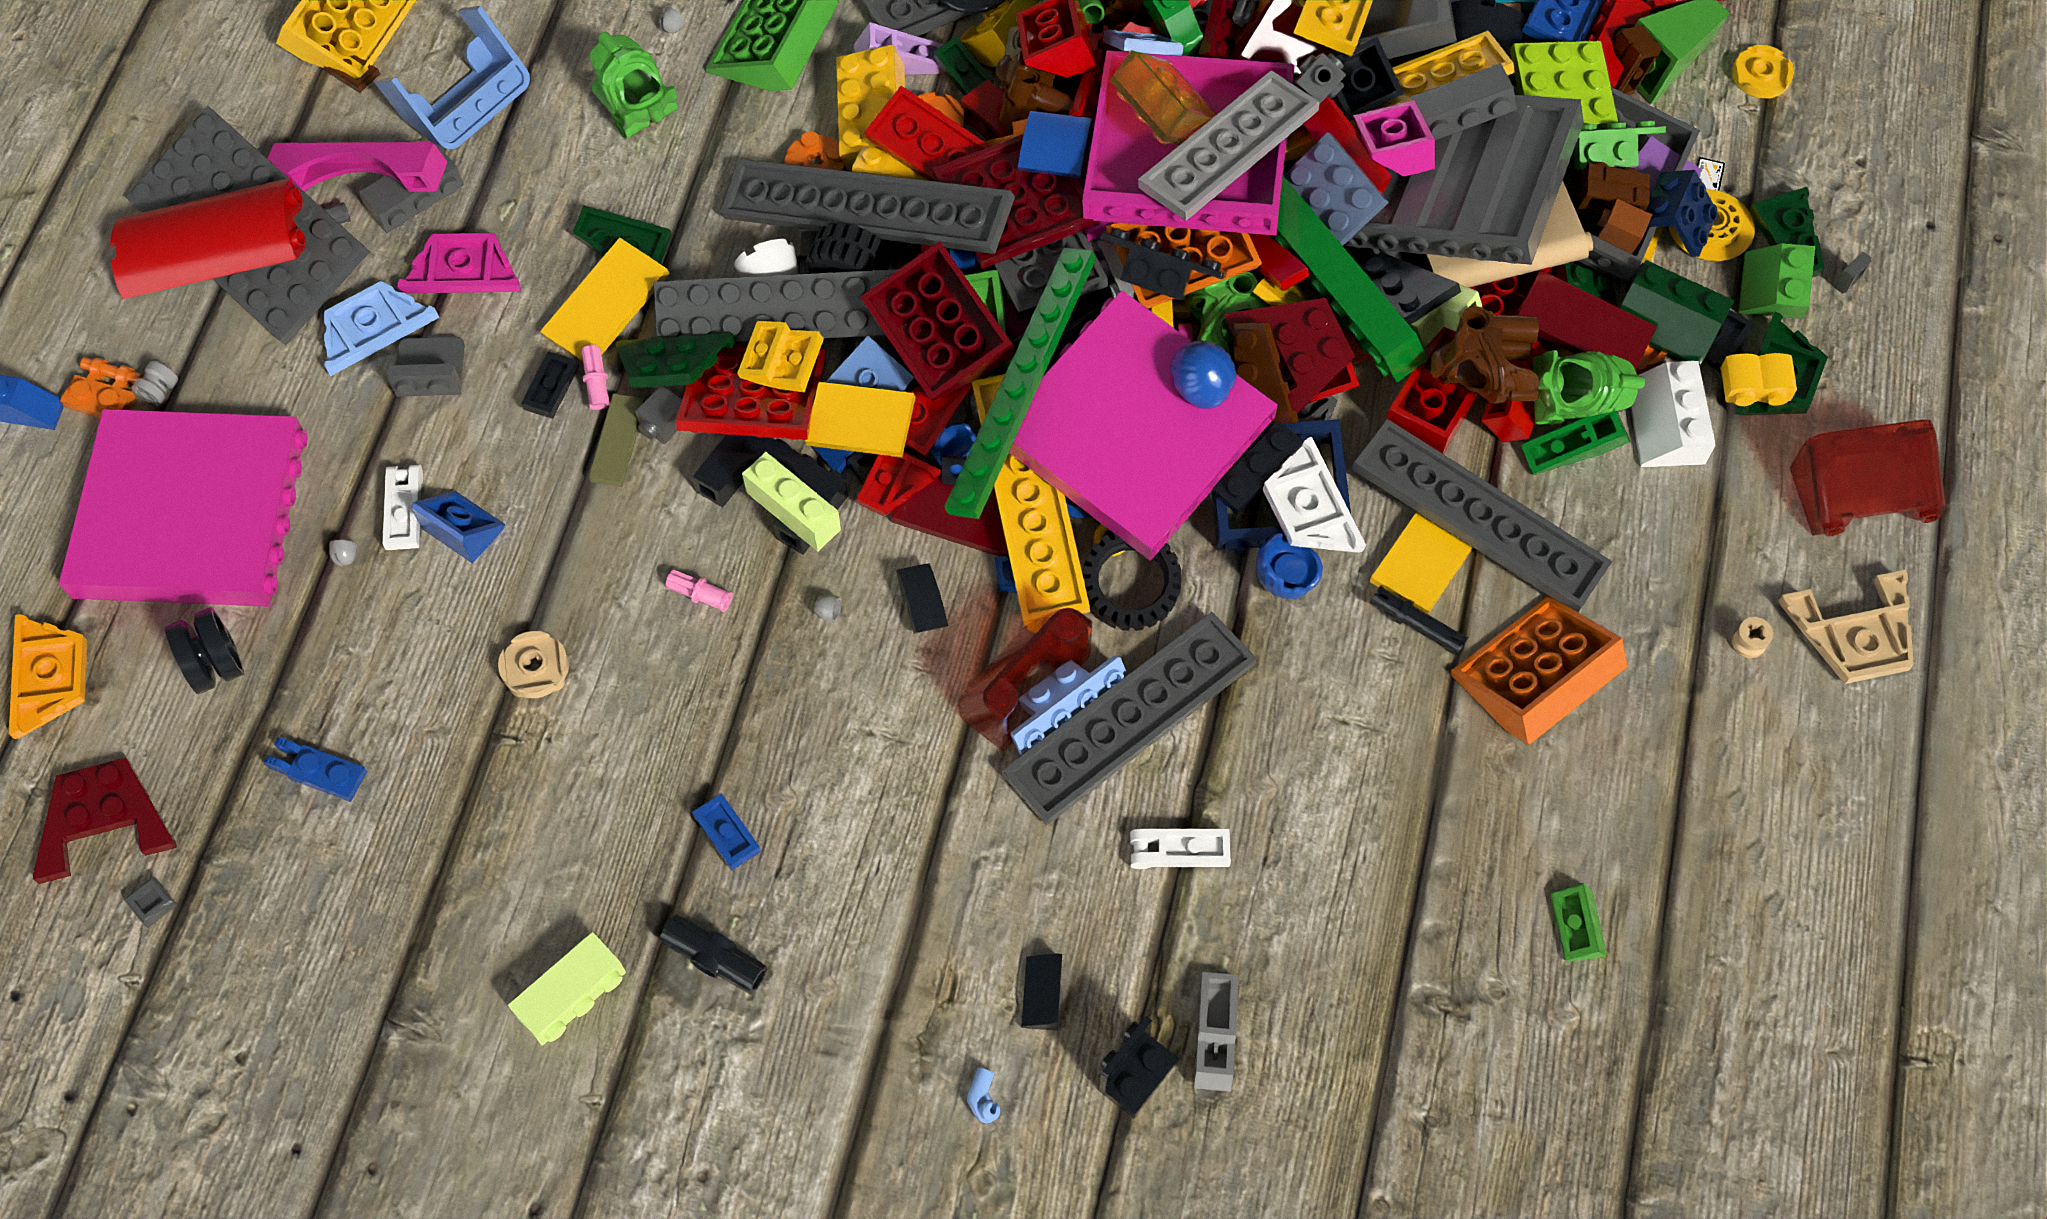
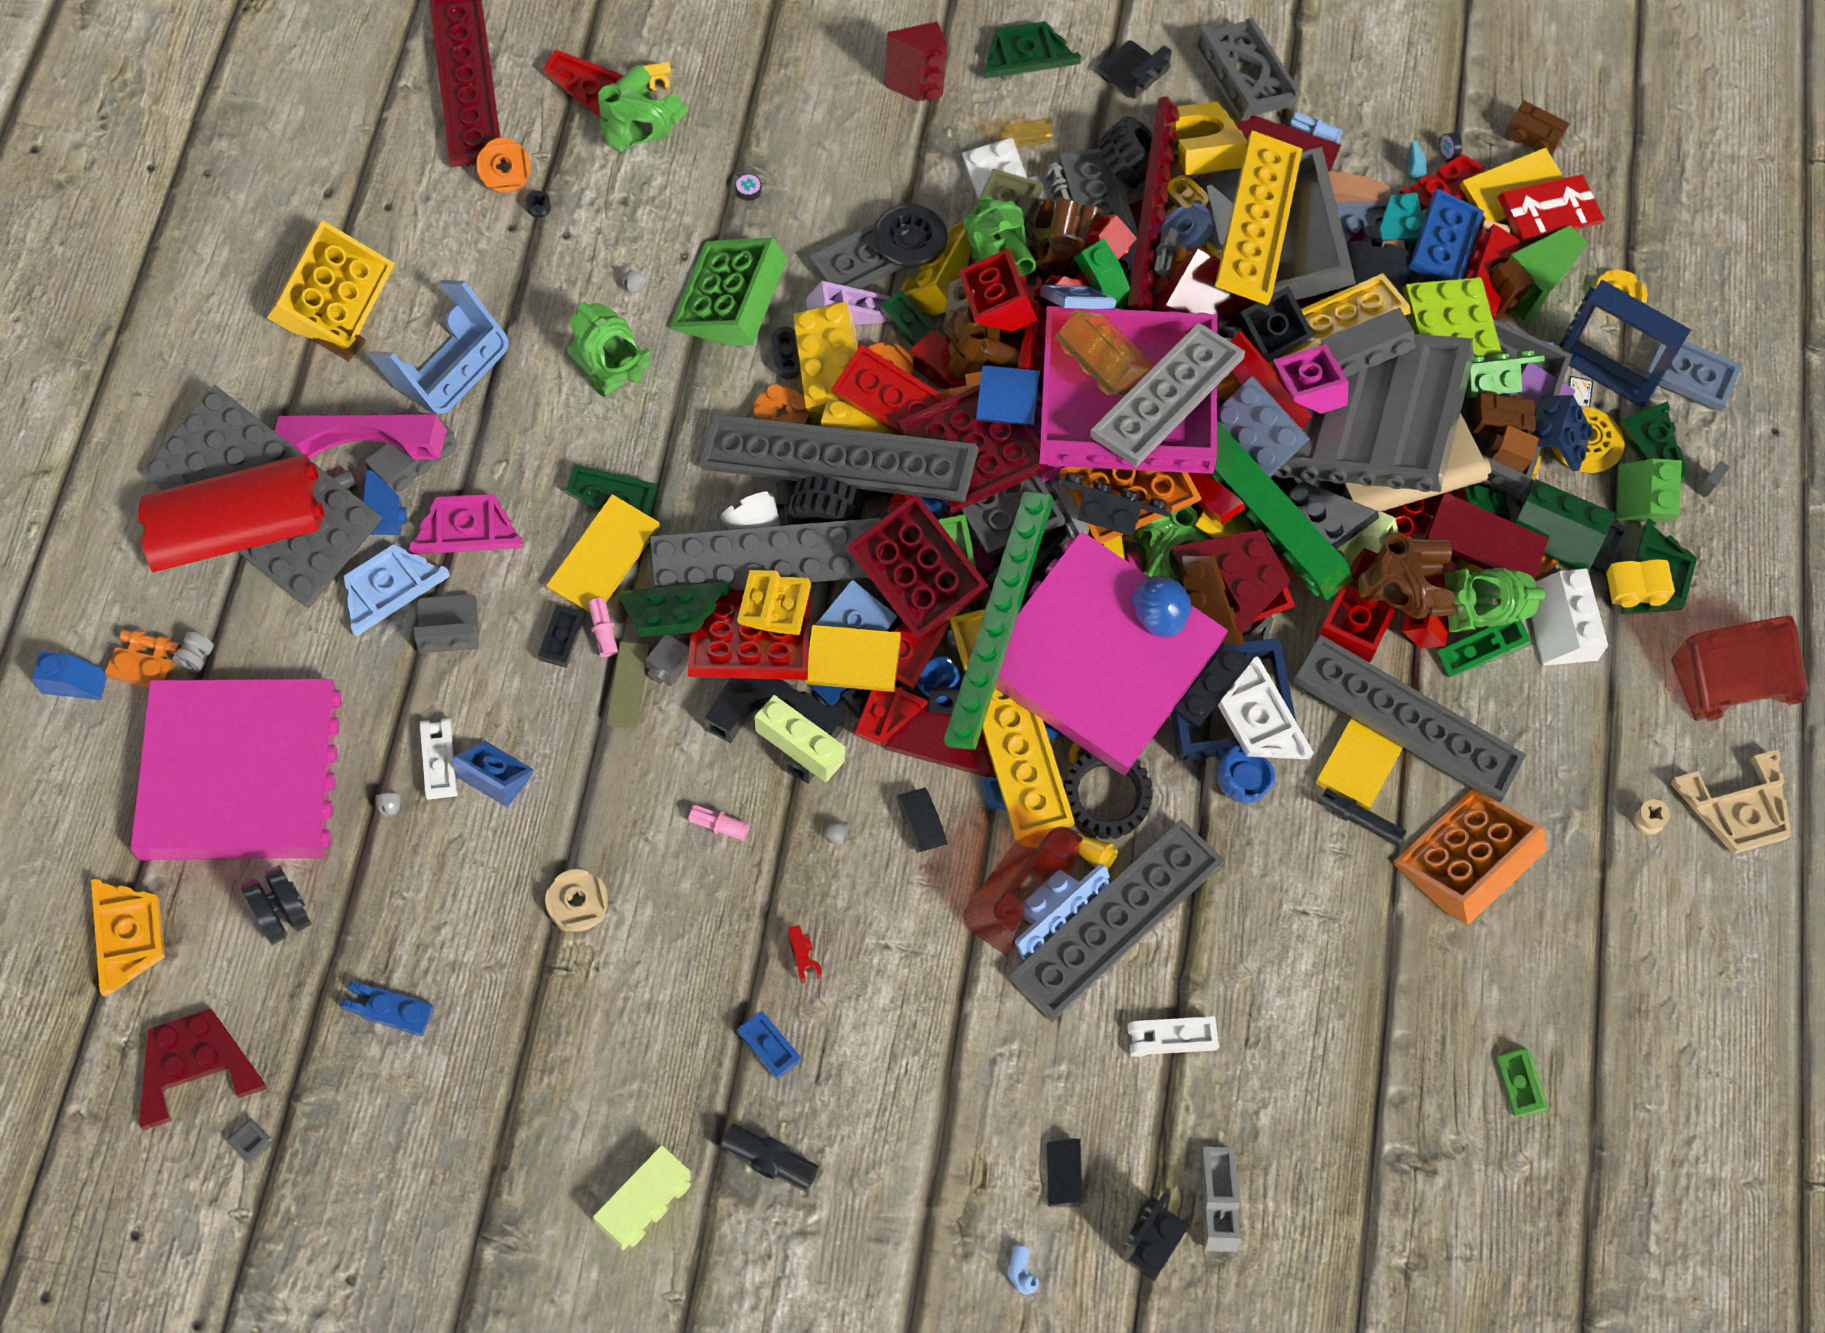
camera: 10 degrees left, 0 degrees up
(378, 239) = (386, 504): none -> blue slope
(774, 726) = (800, 946): none -> red plate
(825, 101) = (787, 354): none -> black plate
(1113, 642) = (1097, 852): none -> yellow cone
(1309, 80) = (1234, 325): dark grey brick -> none
(1775, 83) = (1636, 314): none -> dark blue window
(1840, 157) = (1699, 375): none -> sand blue plate

